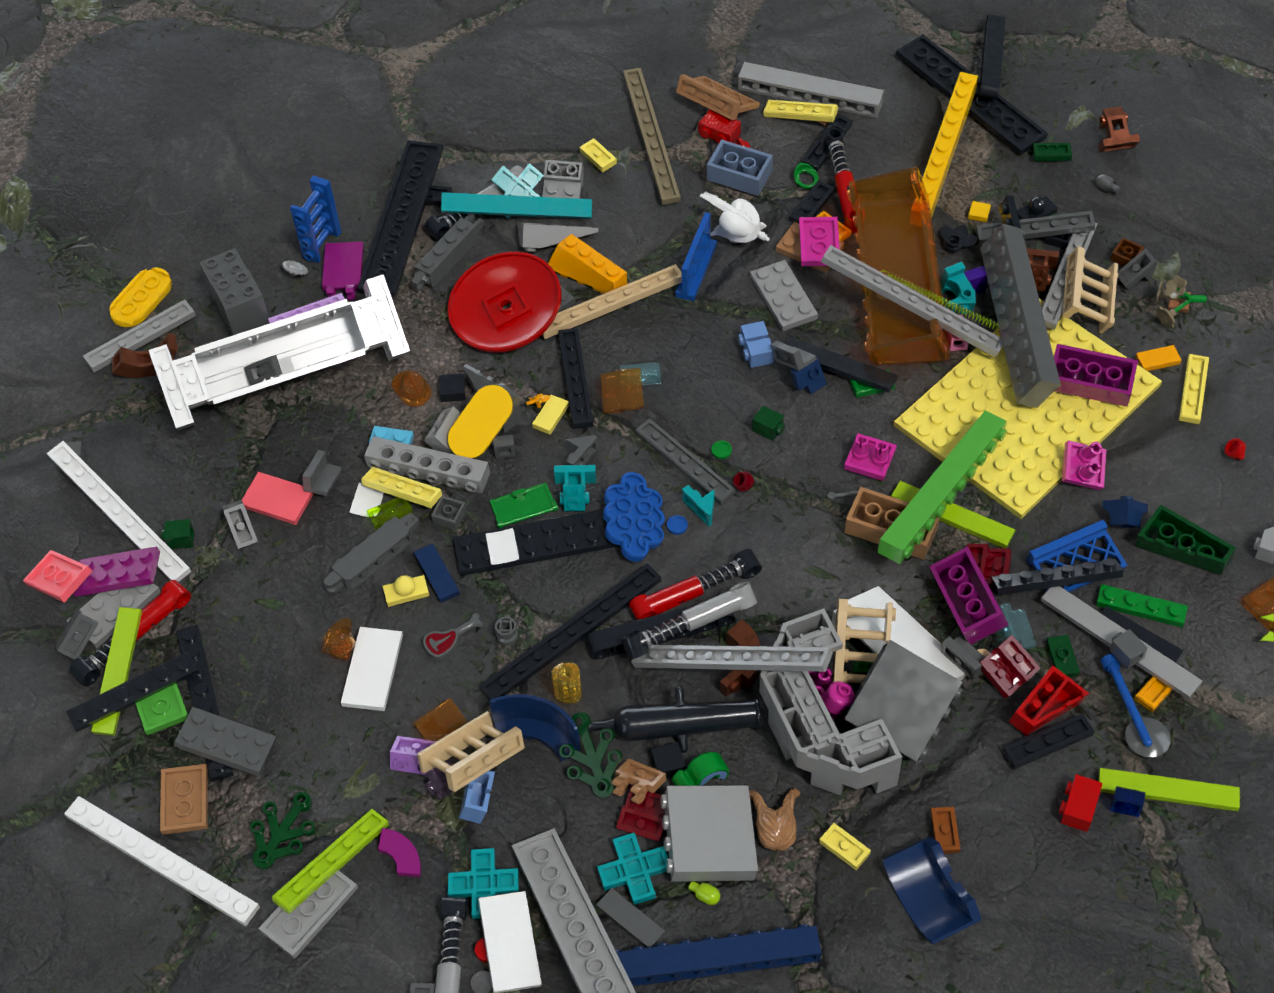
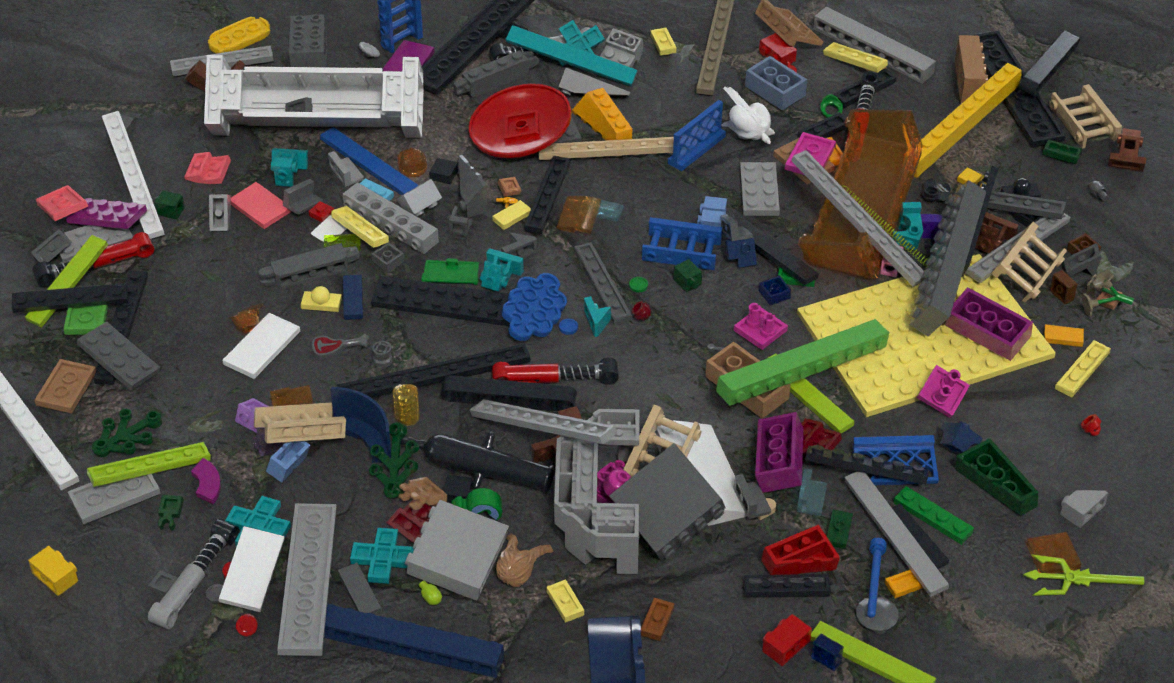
camera: 20 degrees right, 10 degrees down
(195, 473) = (207, 168): none -> coral slope
(284, 444) = (286, 163): none -> teal tile
(345, 422) = (344, 169): none -> light grey panel
(347, 482) = (320, 211): none -> red plate
(367, 404) = (367, 161): none -> blue tile
(380, 903) = (169, 508): none -> dark green plate
(480, 421) = (446, 196): yellow tile -> none
(502, 546) = (414, 293): white sticker -> none
(531, 382) = (509, 186): none -> nougat tile
(737, 598) = (533, 390): piece -> none
(738, 372) = (682, 231): none -> blue fence
(861, 408) = (774, 290): none -> clear blue piece
(921, 89) = (969, 65): none -> medium nougat brick
(1008, 666) = (783, 517): dark red slope -> none
(1056, 90) = (1093, 105): none -> tan fence
(1128, 648) = (894, 536): dark grey brick -> none
(1133, 305) = (1063, 287): none -> reddish brown piece

